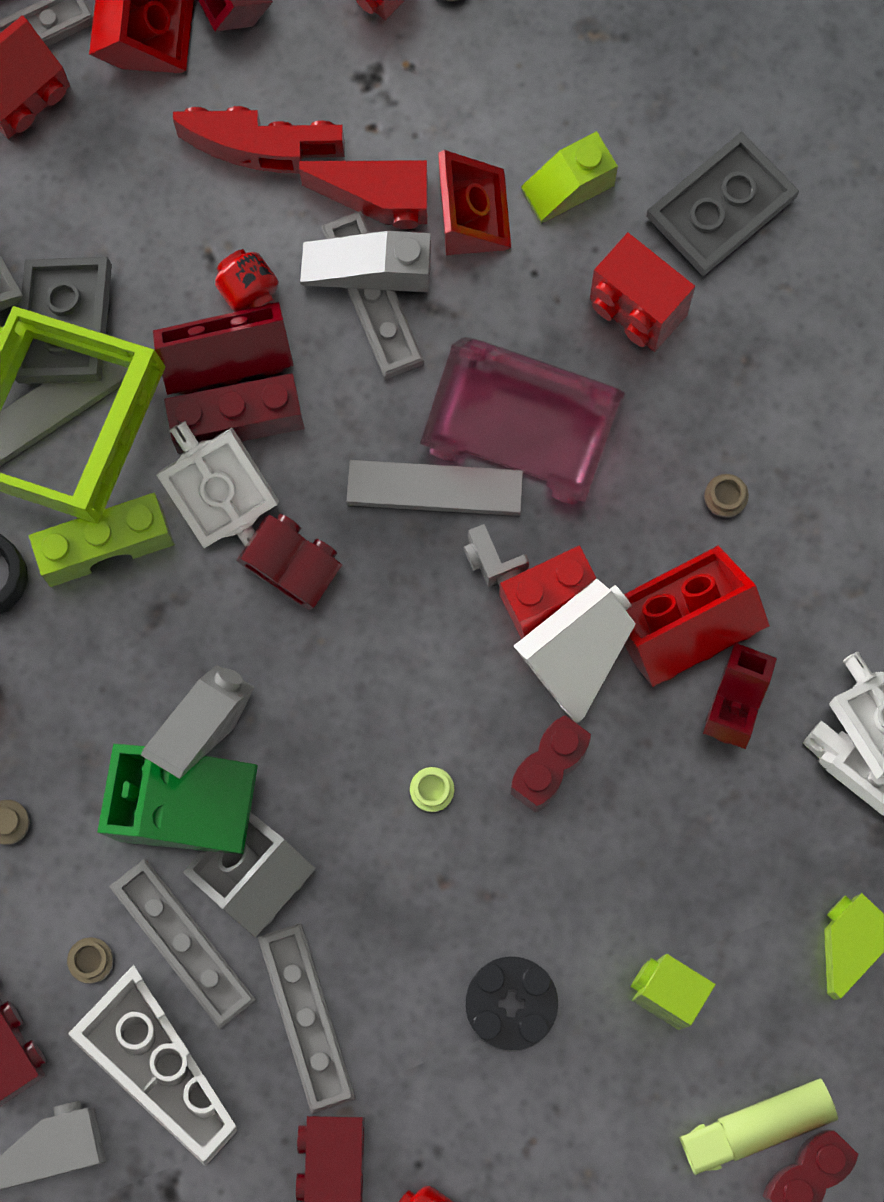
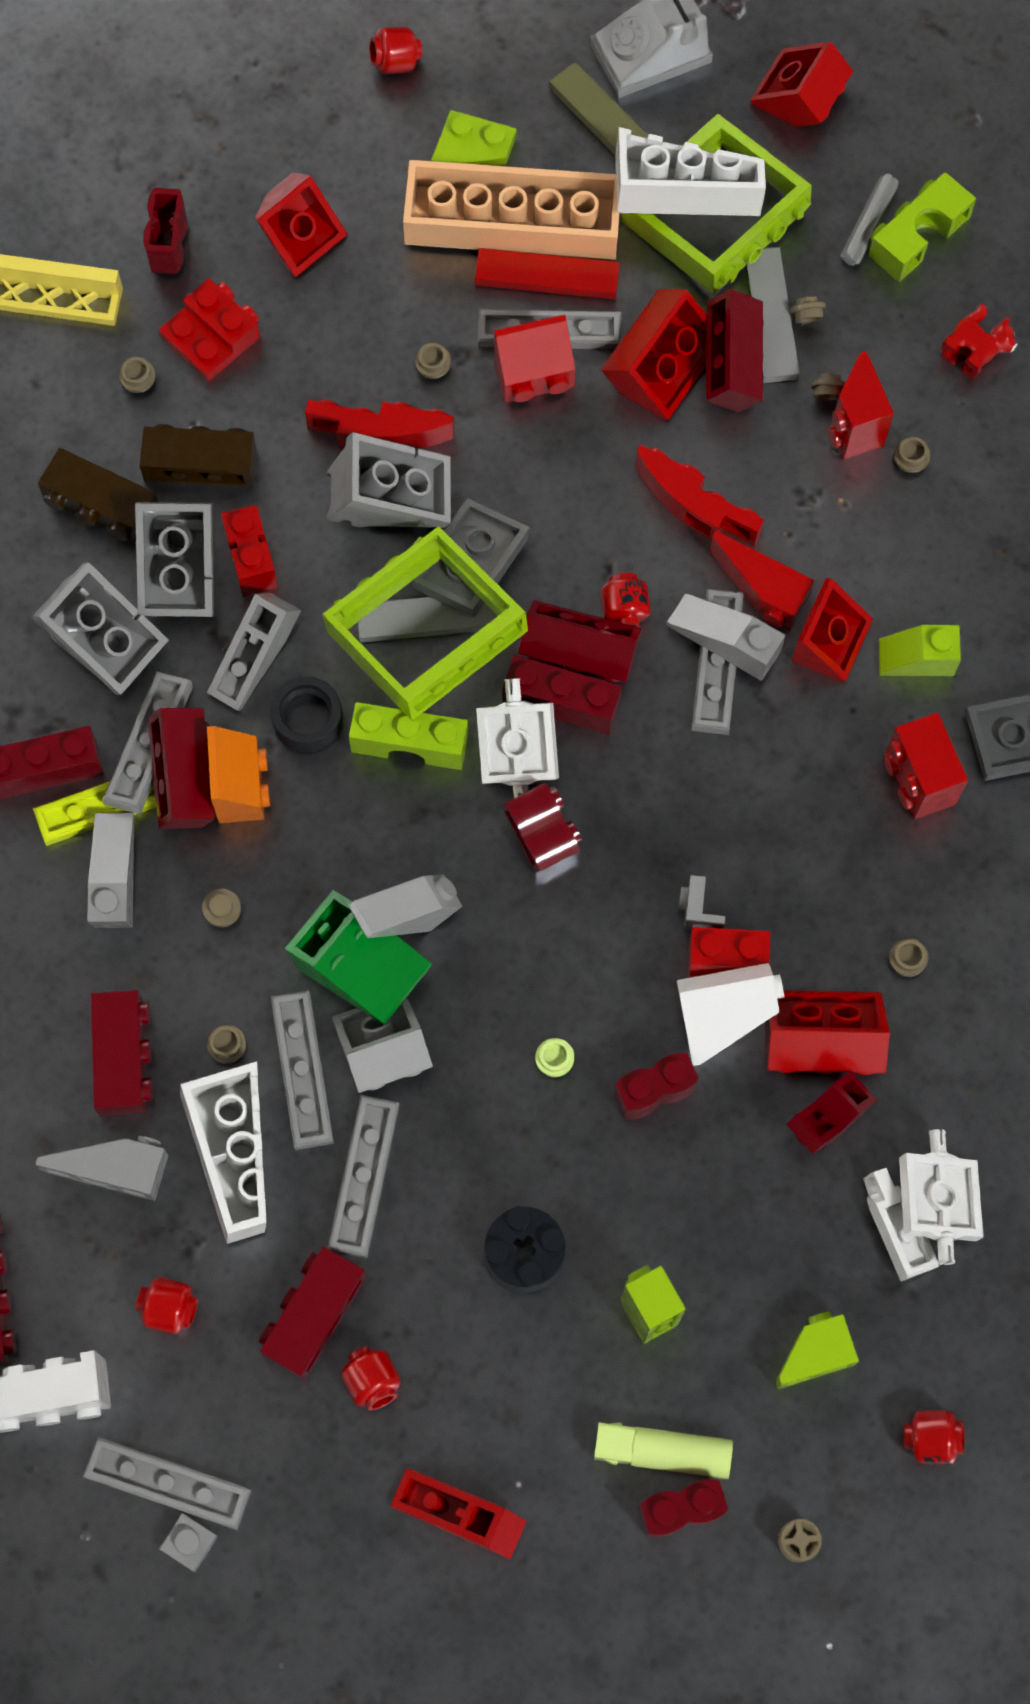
camera: 25 degrees right, 5 degrees down
(434, 487) = (684, 831): light grey tile -> none
(522, 416) = (781, 812): clear pink windscreen -> none

